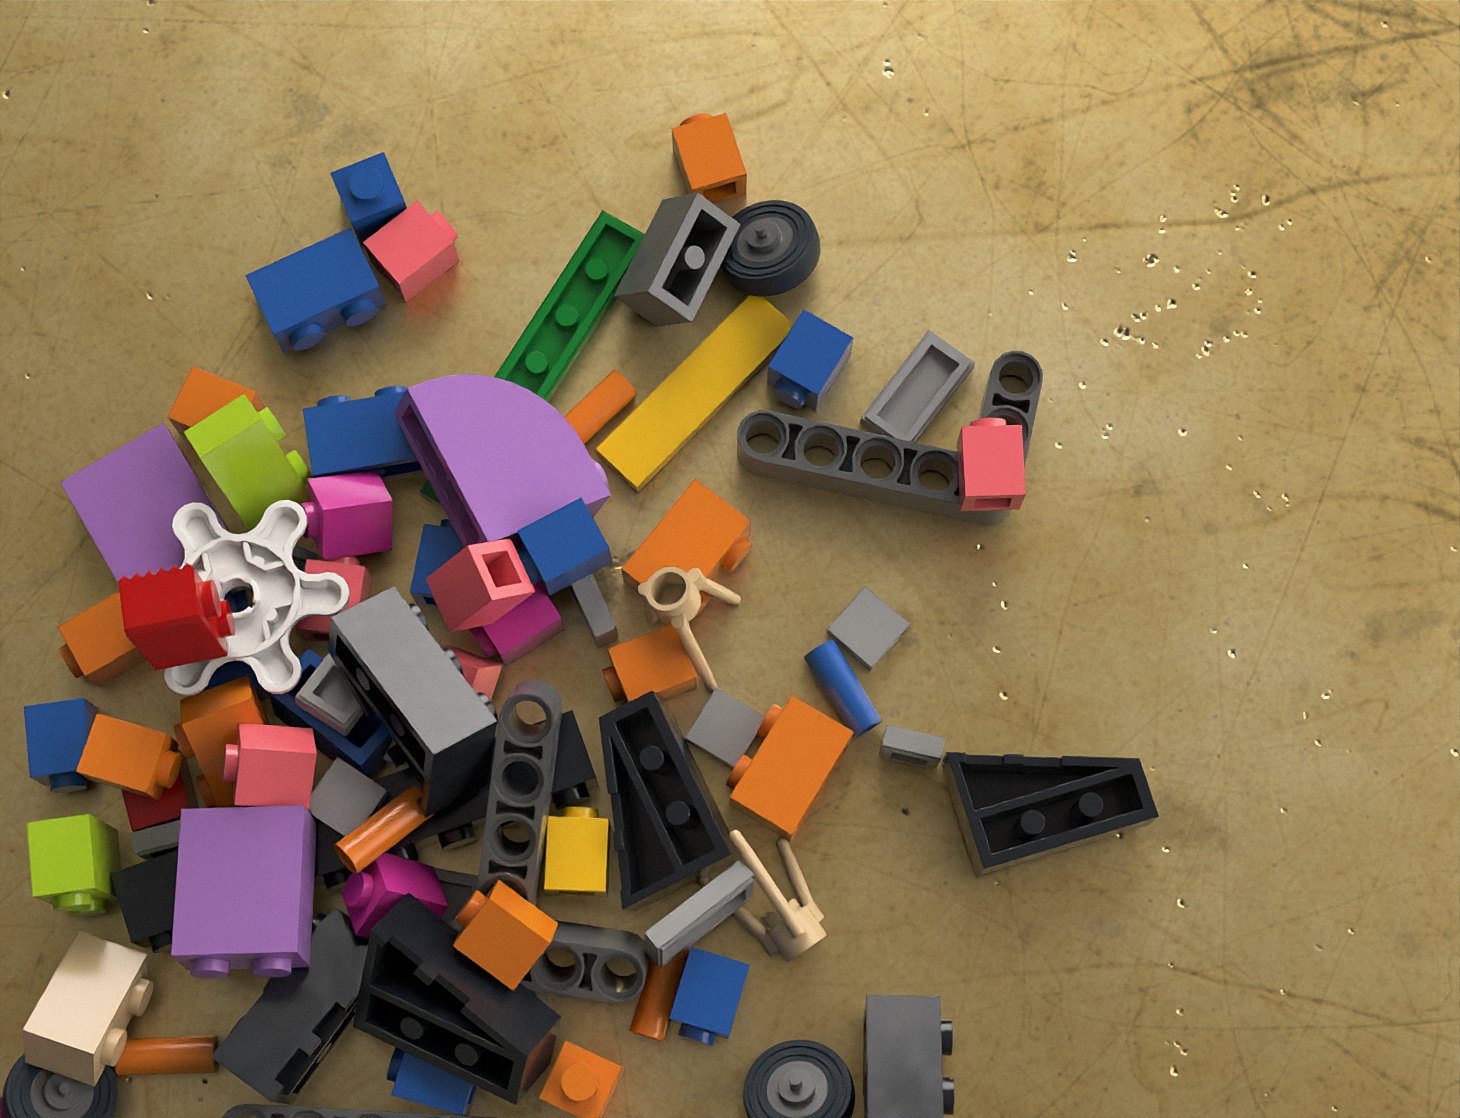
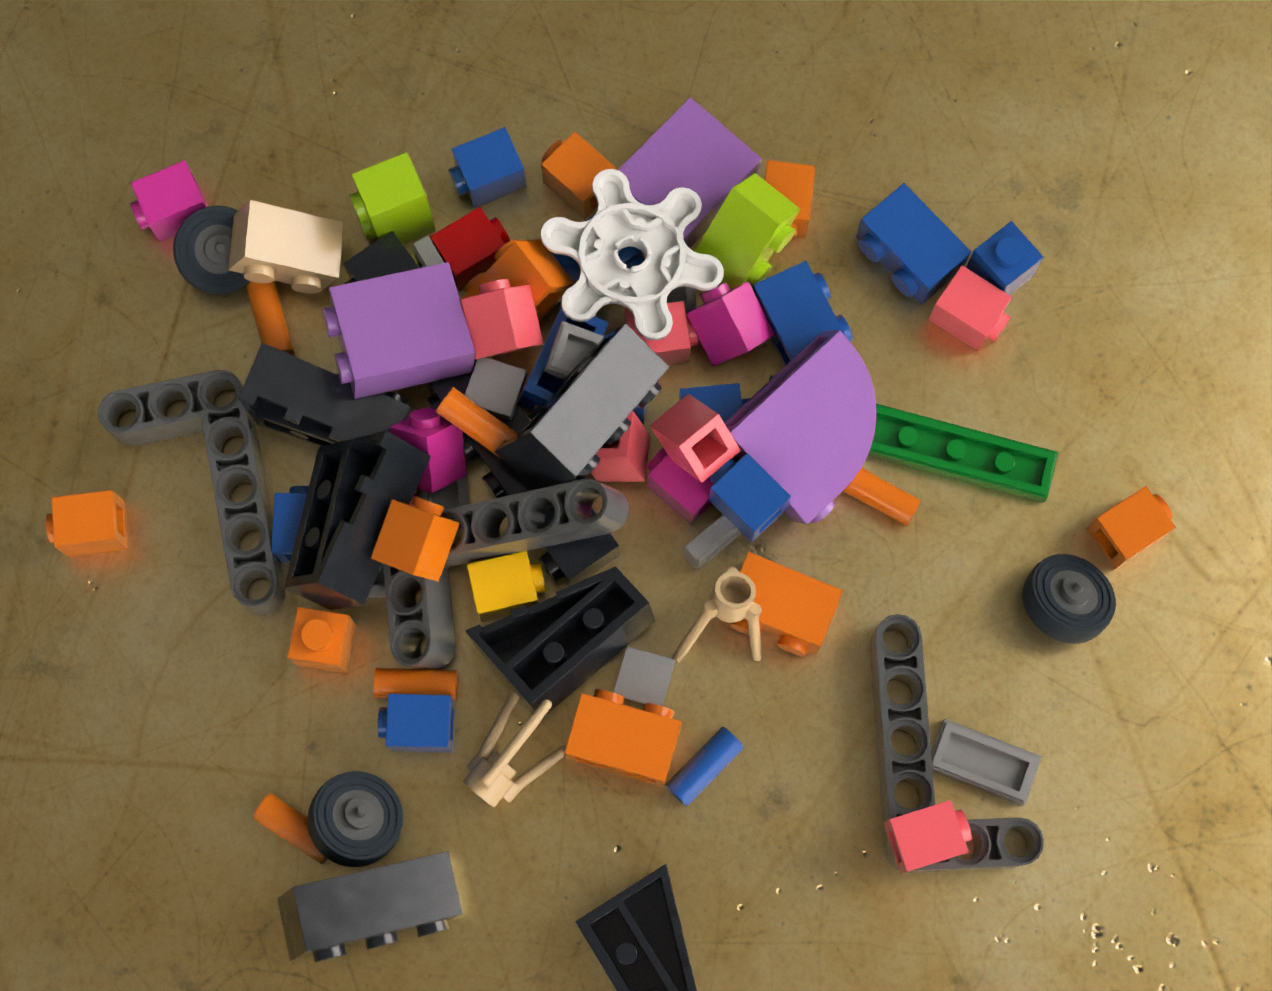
camera: 75 degrees right, 0 degrees up
(130, 757) = (481, 213): orange brick -> none
(175, 617) = (592, 205): red brick -> none
(650, 663) = (673, 599): orange brick -> none
(677, 260) = (1031, 524): dark grey brick -> none
(695, 391) = (926, 574): yellow tile -> none
(699, 914) = (479, 695): light grey tile -> none
(808, 362) = (978, 660): blue brick -> none
(868, 628) = (763, 774): light grey tile -> none
(911, 747) = (669, 836): light grey tile -> none

